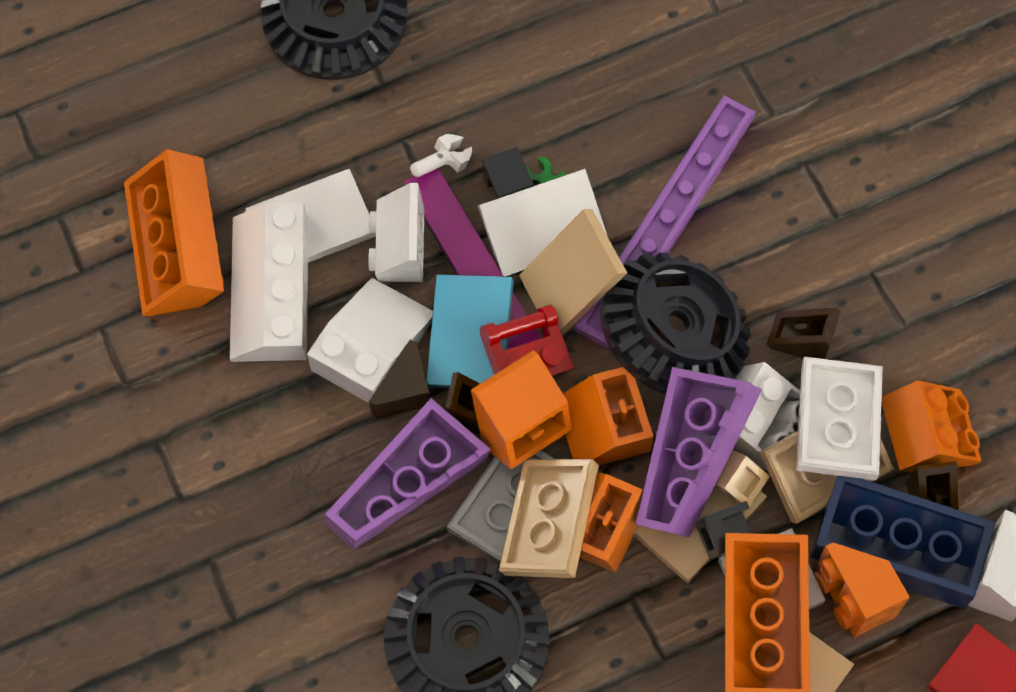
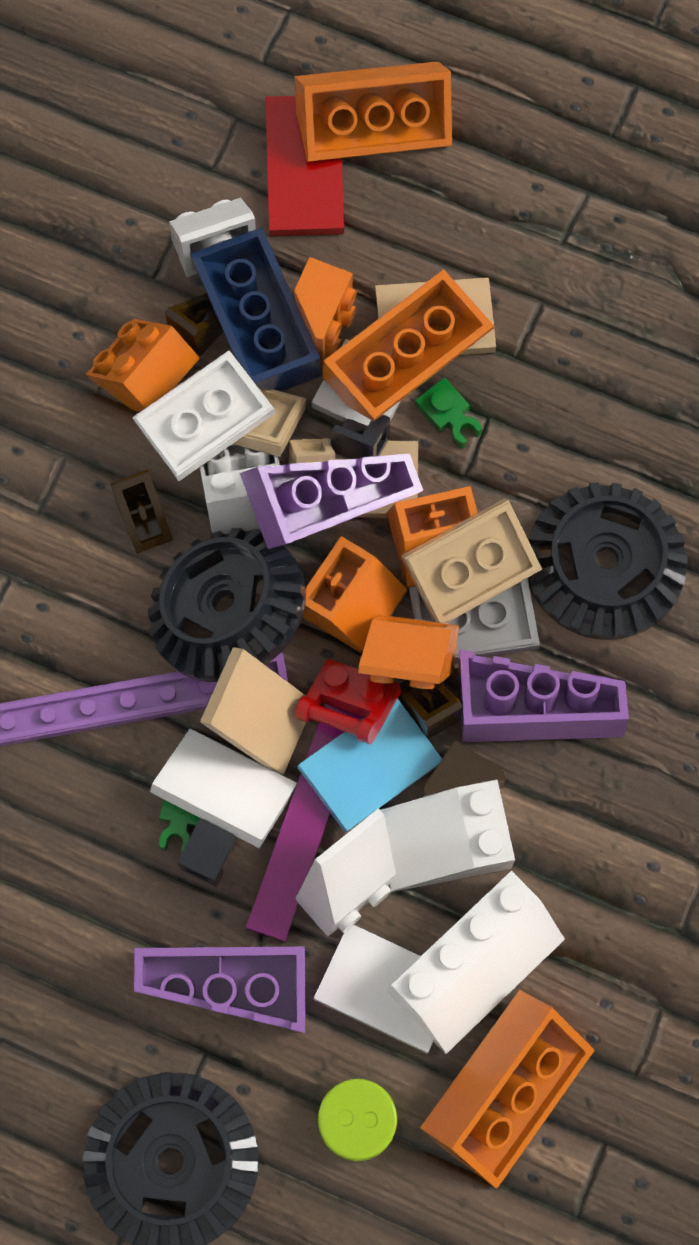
camera: 135 degrees left, 5 degrees up
(247, 131) = (357, 1120): none -> lime head
(410, 120) = (236, 981): none -> medium lavender wedge
(444, 145) = (234, 925): white bar -> none
(701, 628) = (446, 409): none -> green plate

